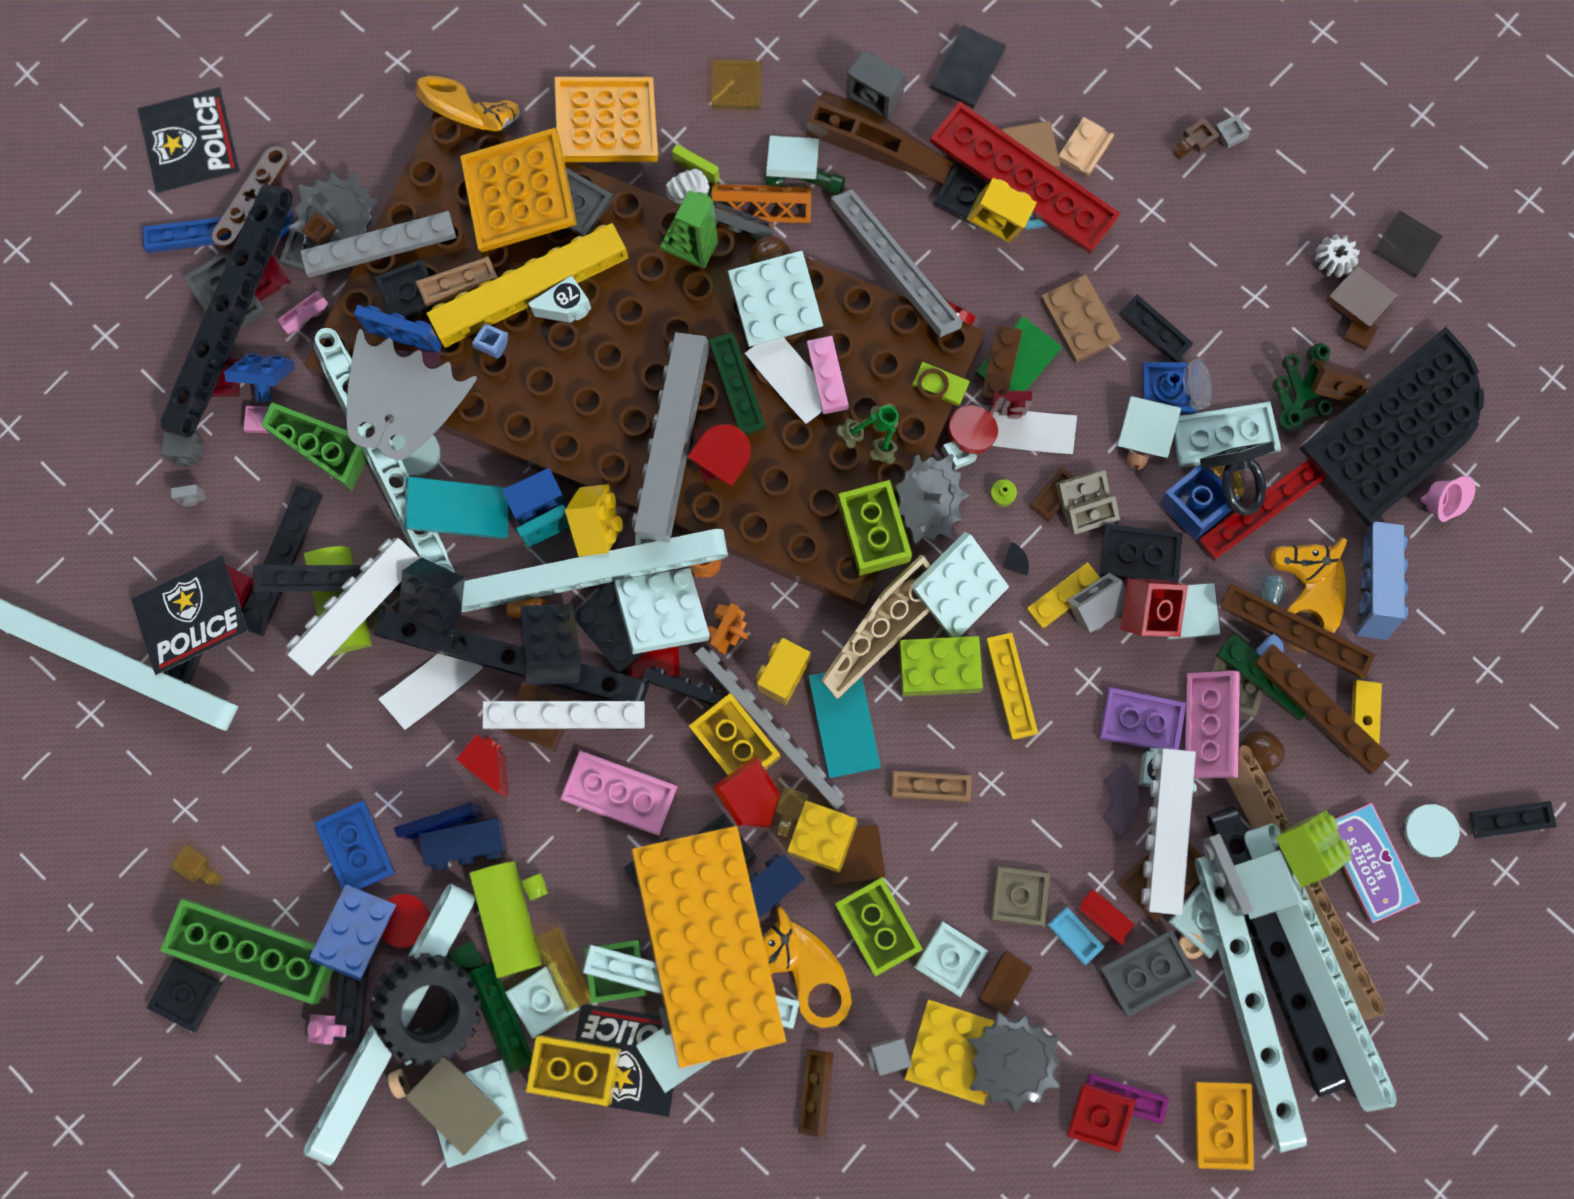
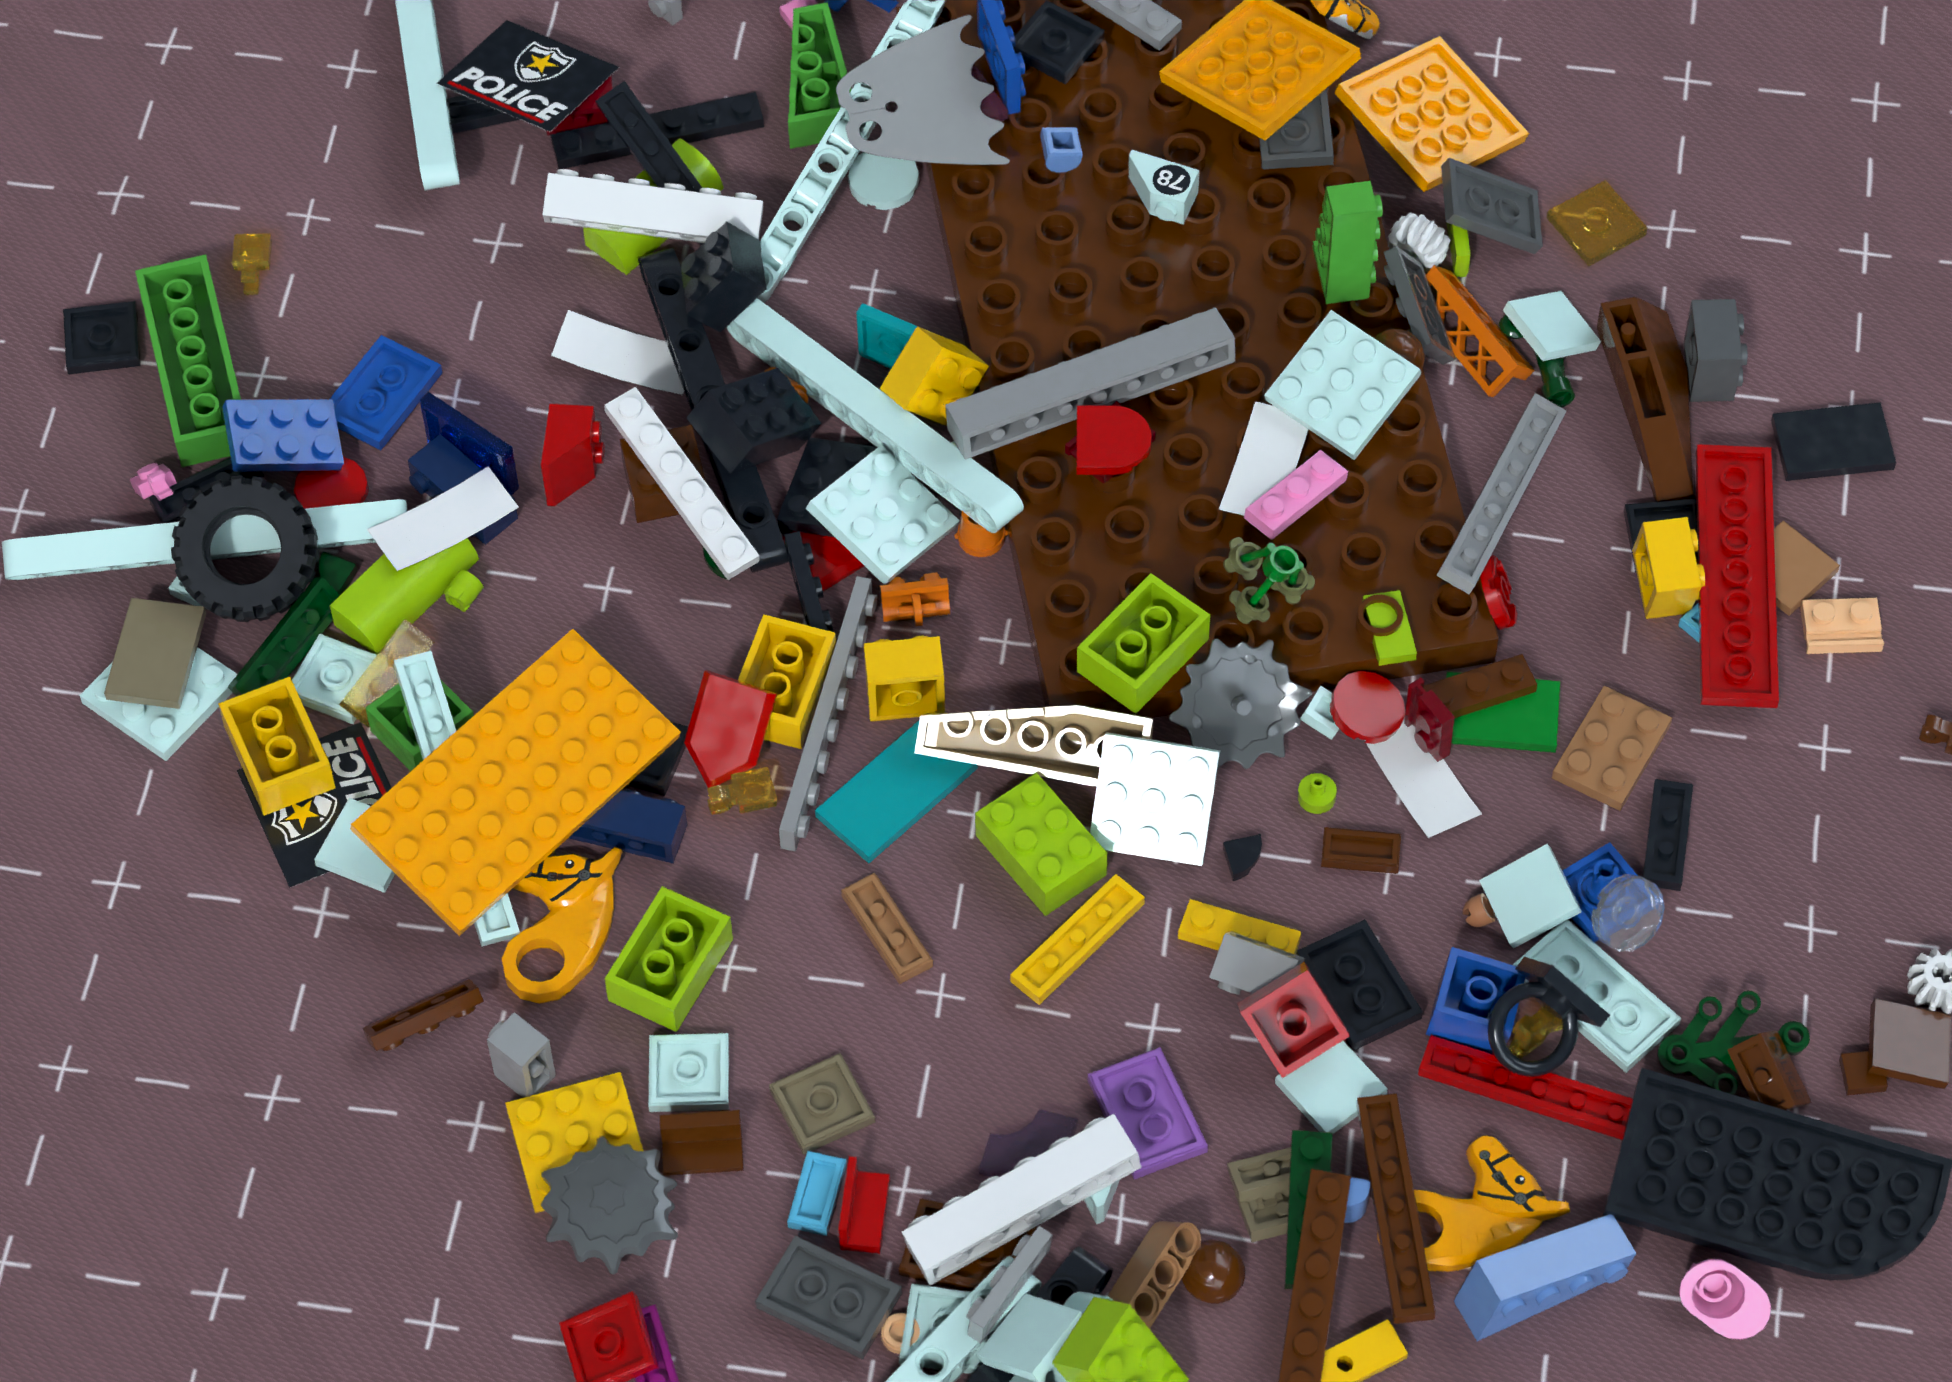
camera: 55 degrees right, 20 degrees down
(399, 1084) = (143, 587): light nougat tile -> none
(455, 281) = (1104, 76): medium nougat tile -> none
(455, 508) = (844, 244): teal tile -> none
(484, 872) = (443, 520): none -> white sticker
(518, 287) = (1121, 126): yellow brick -> none
(534, 496) = (920, 302): blue brick -> none
(619, 793) = (636, 610): bright pink tile -> none
(693, 132) = (1491, 206): none -> dark grey plate
(737, 384) = (1208, 412): dark green plate -> none
(822, 836) = (735, 837): yellow brick -> none
(862, 859) = (745, 892): reddish brown tile -> none
(1087, 501) = (1379, 886): dark tan slope -> none
(1213, 723) = (1197, 1182): bright pink tile -> none
(1273, 588) = (1432, 1160): clear light blue cone -> none

